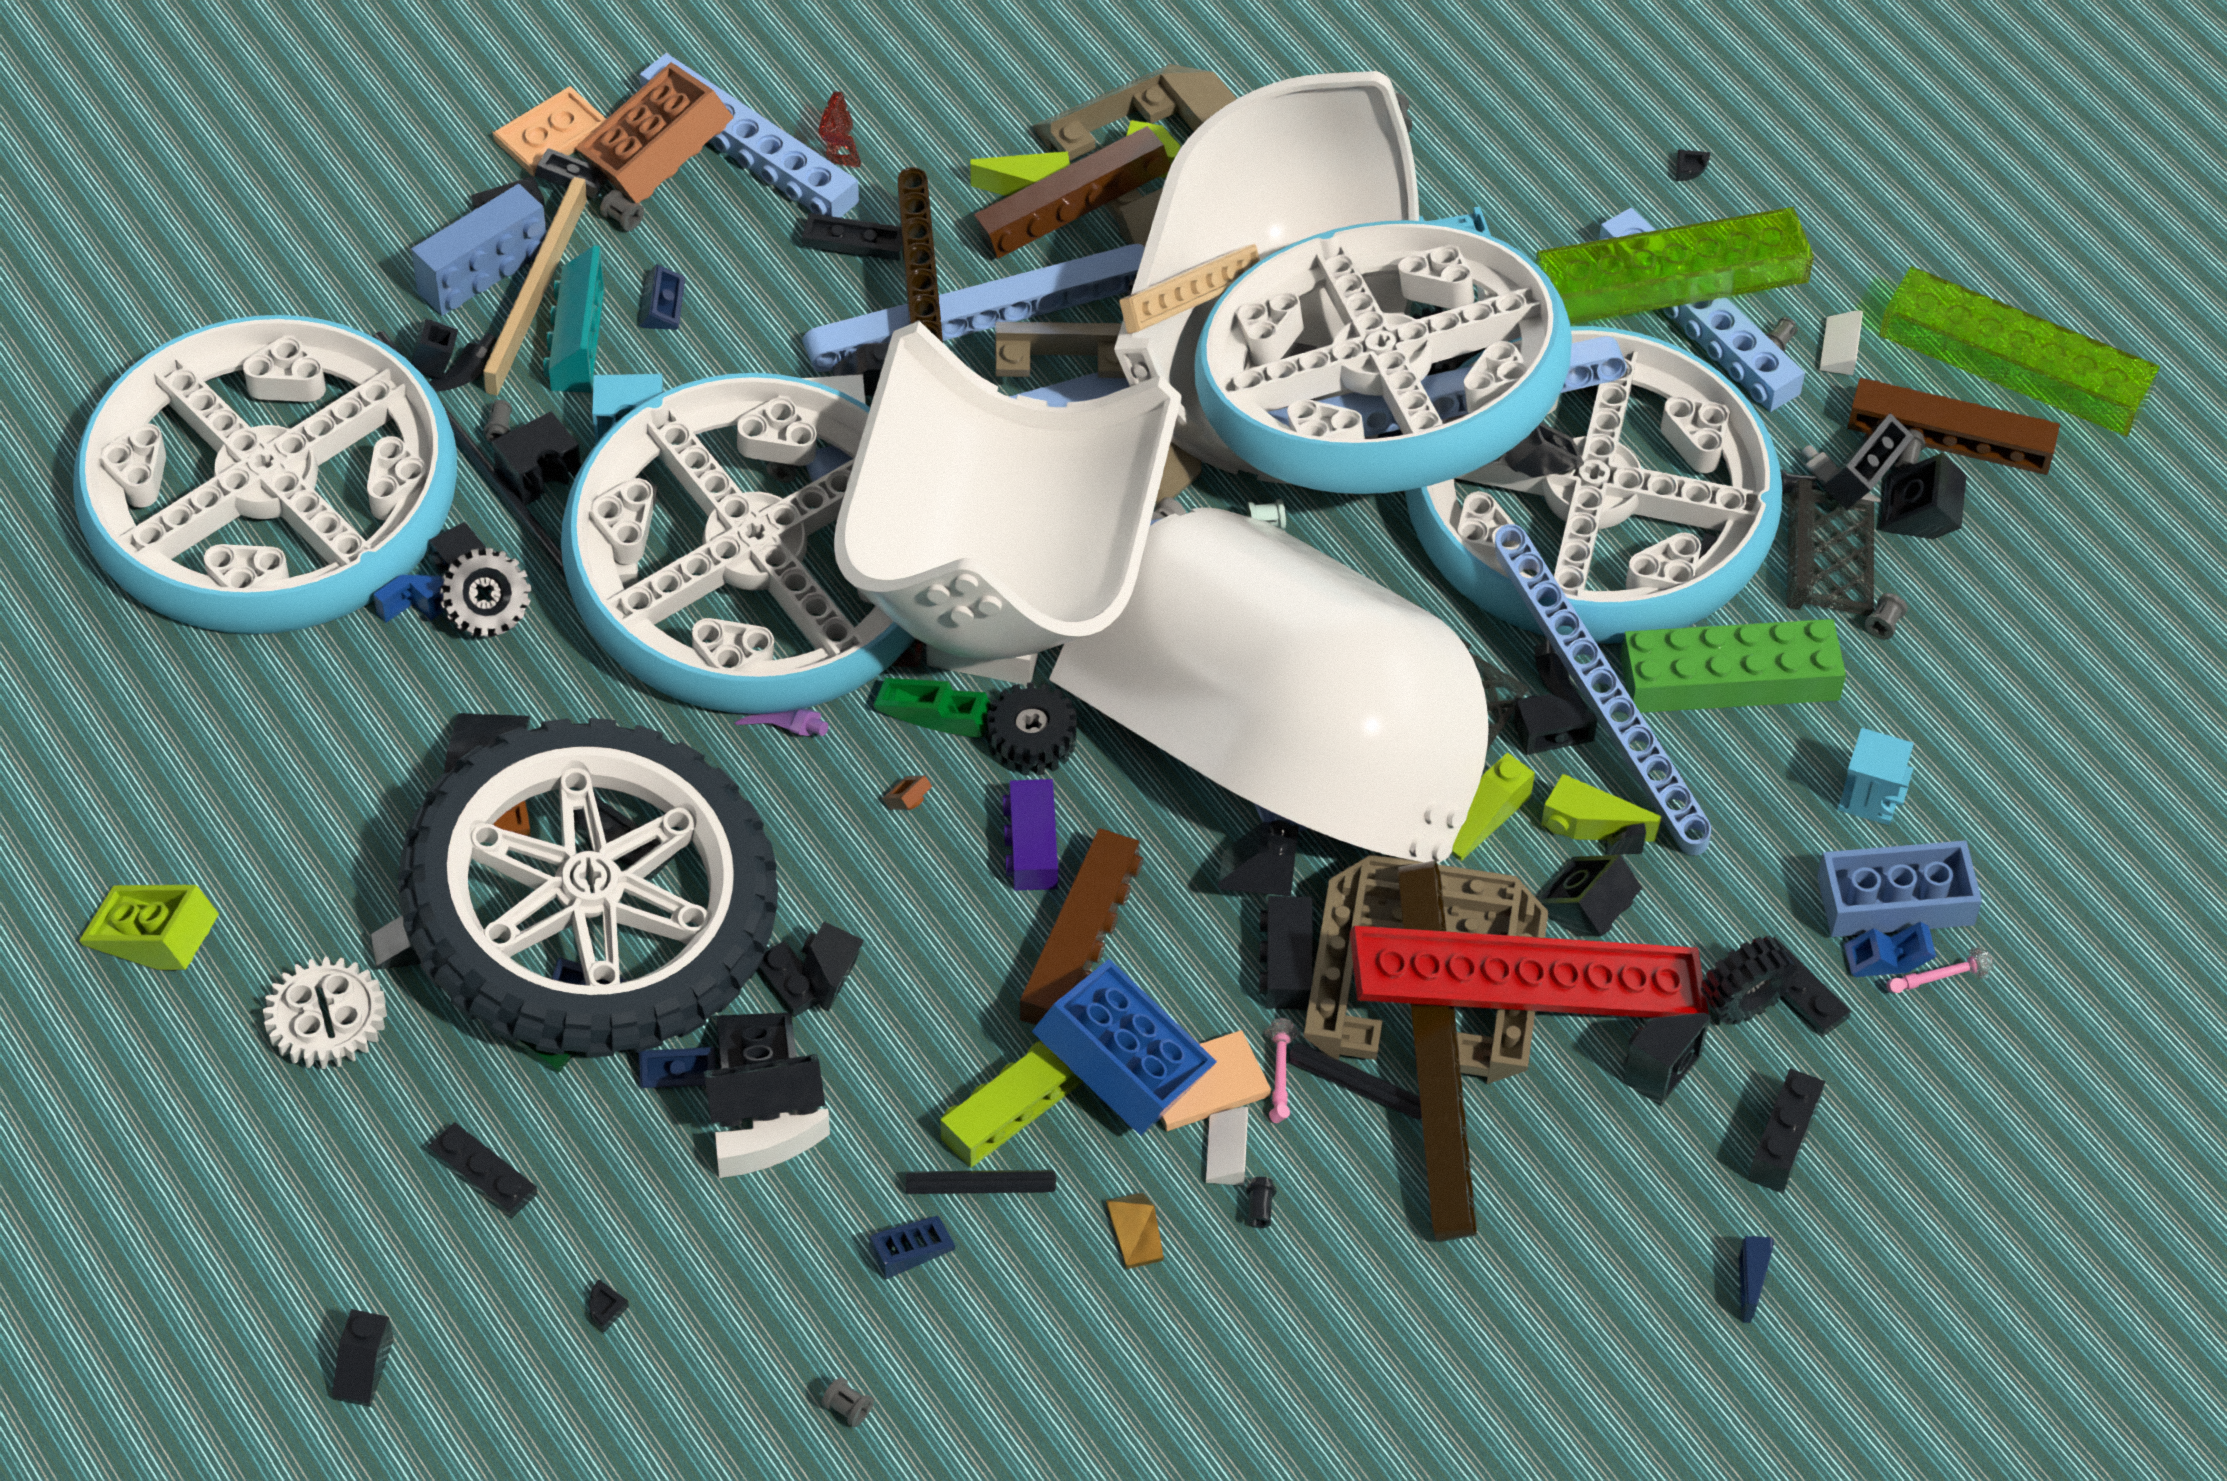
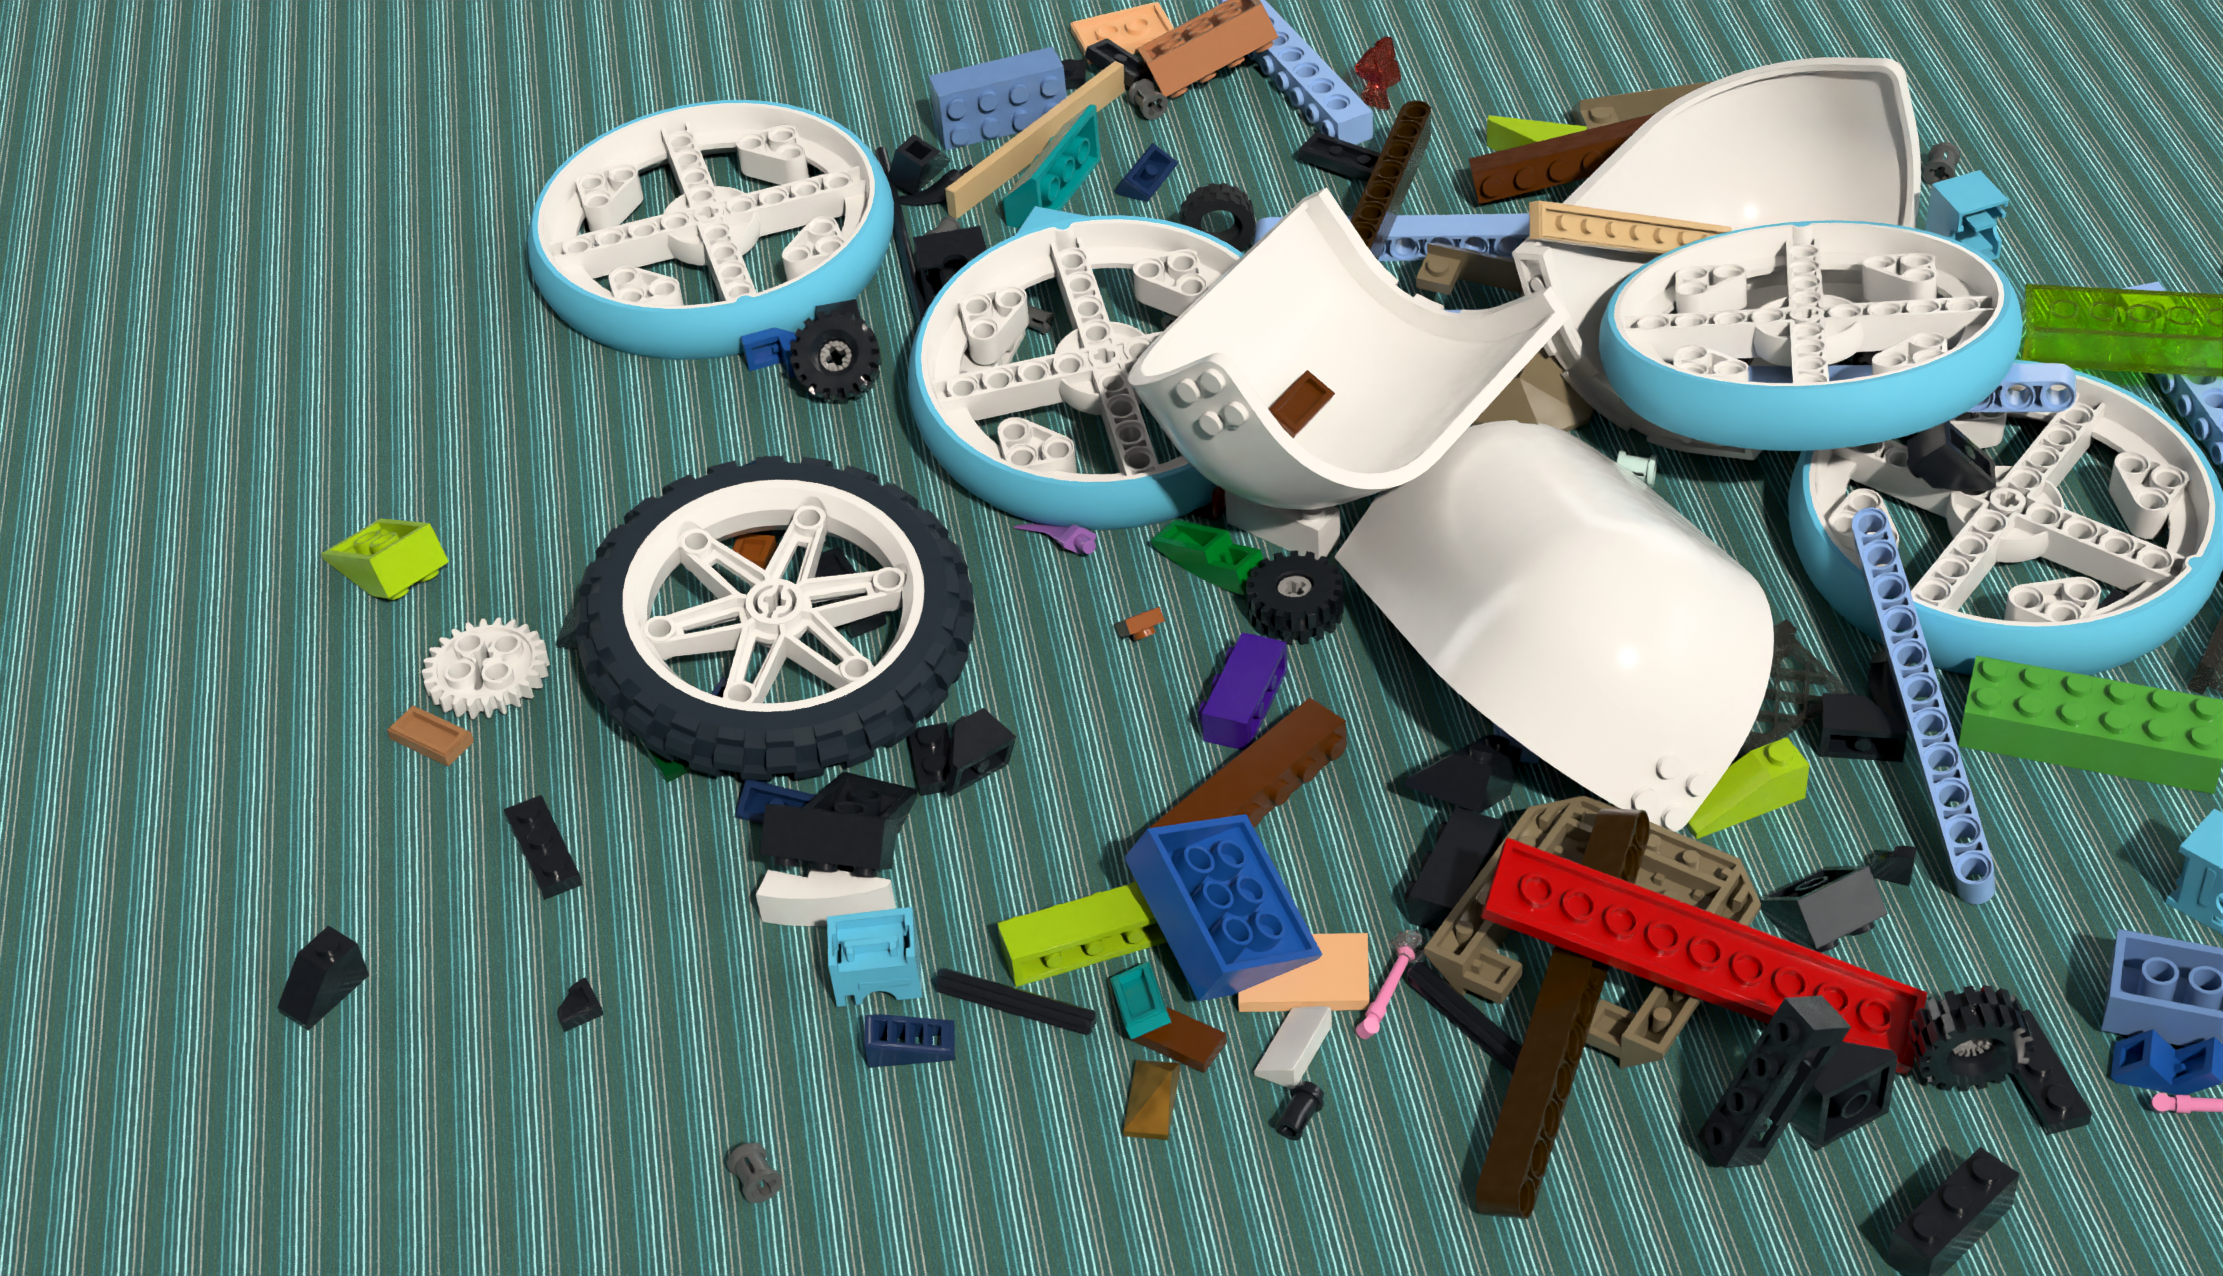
camera: 30 degrees right, 10 degrees down
(308, 1094) = (430, 735): none -> medium nougat tile
(764, 331) = (1225, 198): none -> black tyre
(857, 1178) = (870, 956): none -> medium azure piece
(965, 535) = (1301, 403): none -> reddish brown tile
(1088, 1149) = (1140, 1000): none -> teal tile
(1129, 1169) = (1185, 1041): none -> reddish brown tile
(1463, 193) = (1968, 212): none -> medium azure piece
(1592, 814) = (1863, 827): lime slope -> none
(1629, 1067) = (1773, 1080): none -> black brick

